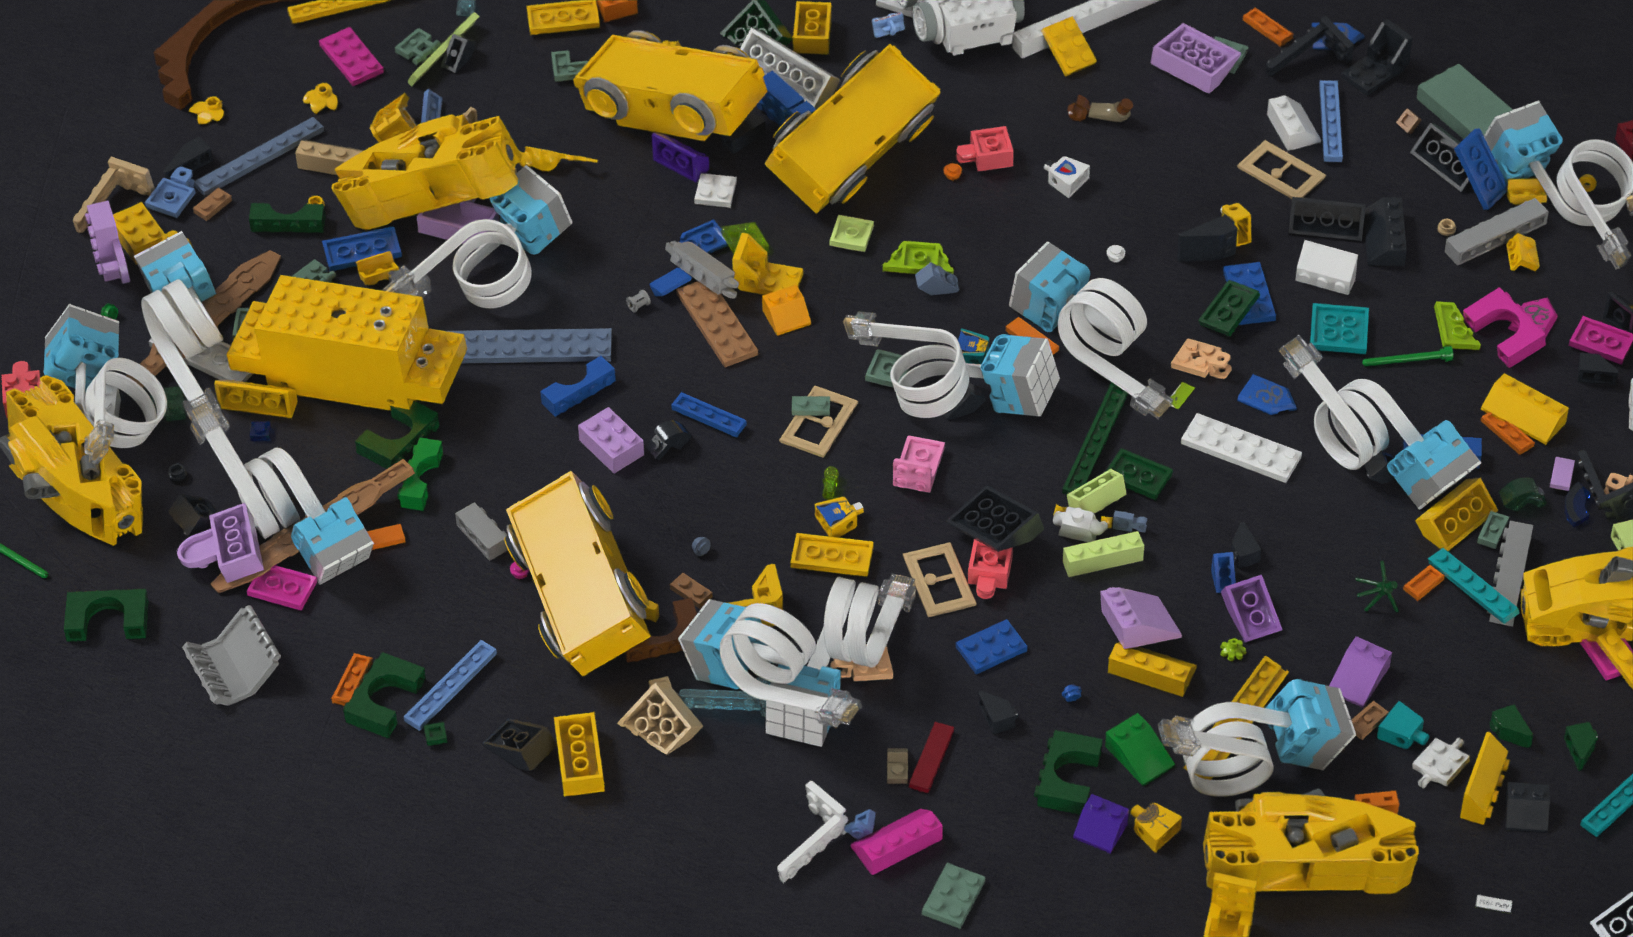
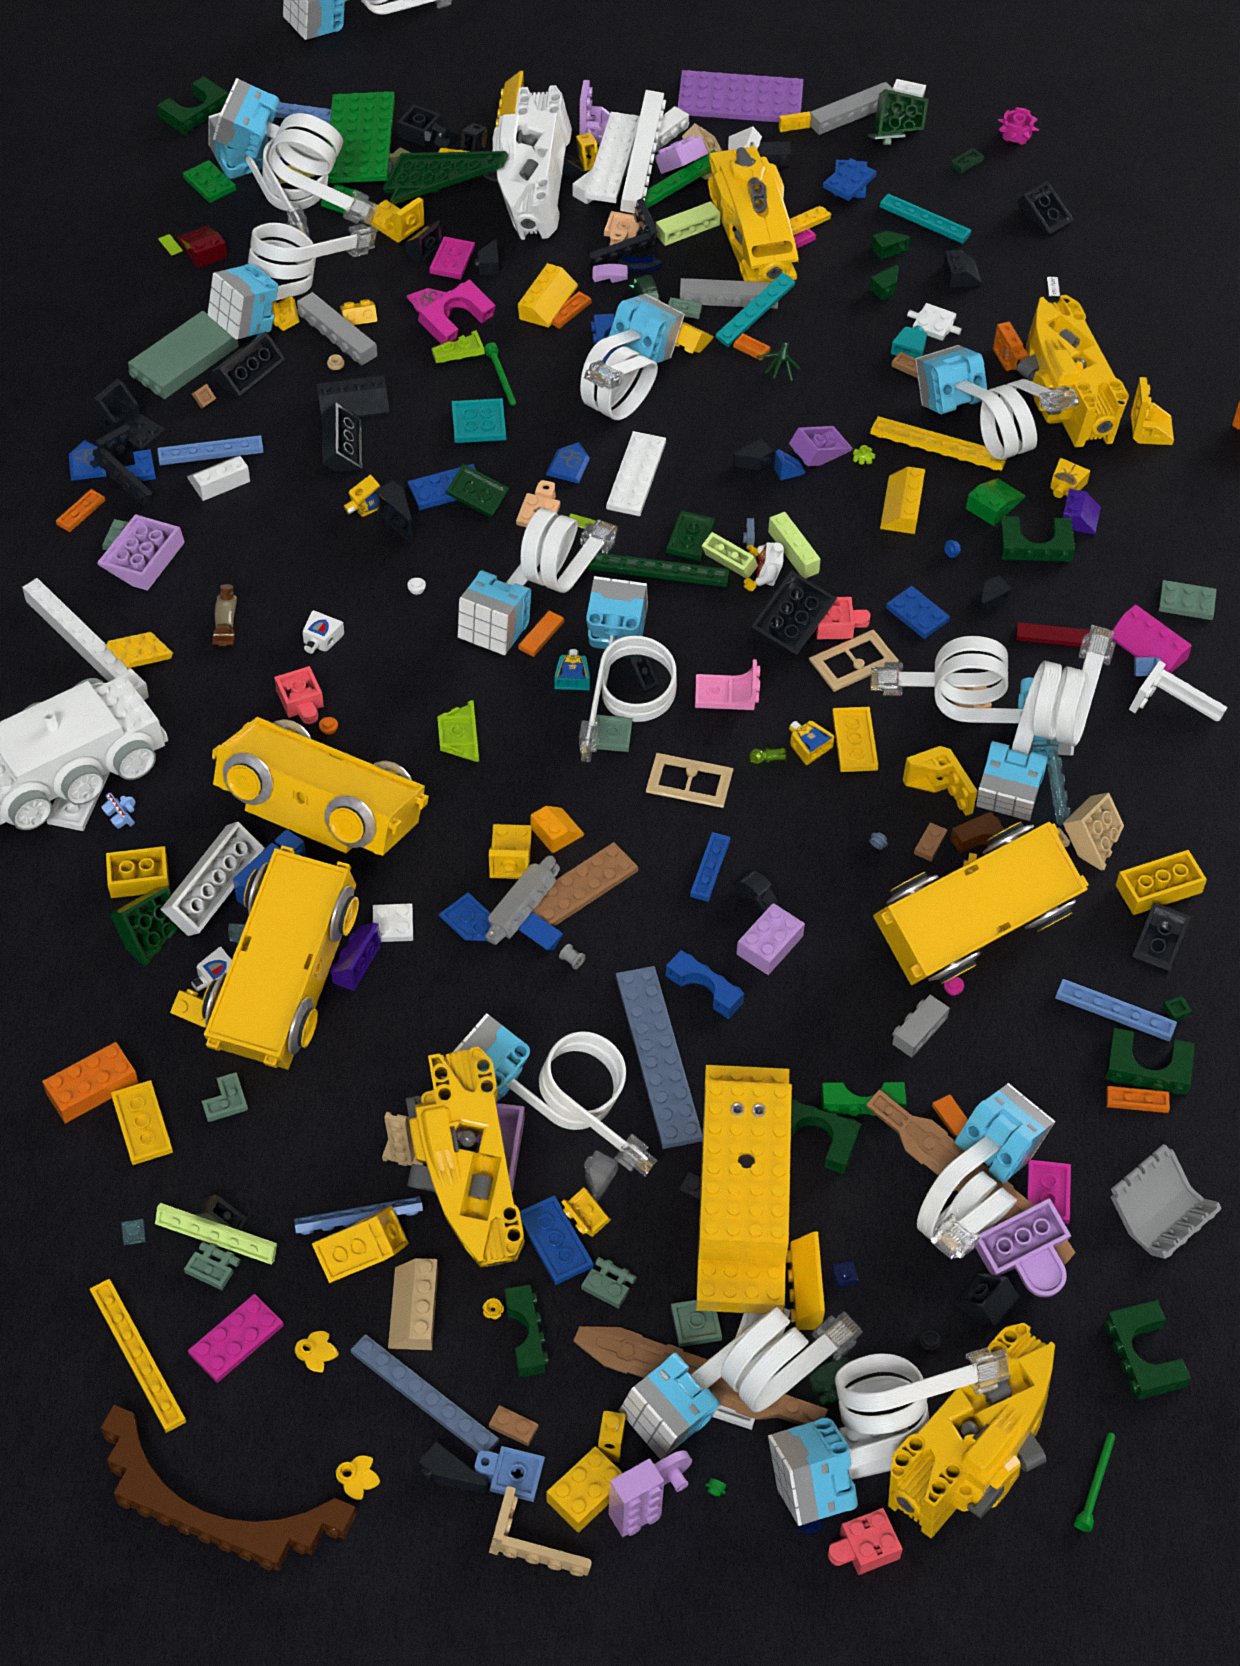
camera: 105 degrees left, 5 degrees up
(546, 160) = (379, 1084): yellow animal -> none
(733, 232) = (462, 880): clear neon green plate -> none
(811, 405) = (676, 785): sand green plate -> none
(851, 233) = (440, 791): yellowish green plate -> none
(897, 766) = (1067, 655): dark tan slope -> none
(936, 280) = (488, 712): sand blue slope -> none
(1137, 617) = (866, 507): lavender slope -> none
(1270, 180) = (294, 487): tan door -> none
(1314, 72) = (143, 467): none -> blue plate
(1327, 267) = (413, 430): white slope -> none
(1361, 671) = (863, 373): medium lavender slope -> none
(1481, 169) = (277, 329): blue plate -> none
(1484, 781) = (949, 293): yellow slope -> none

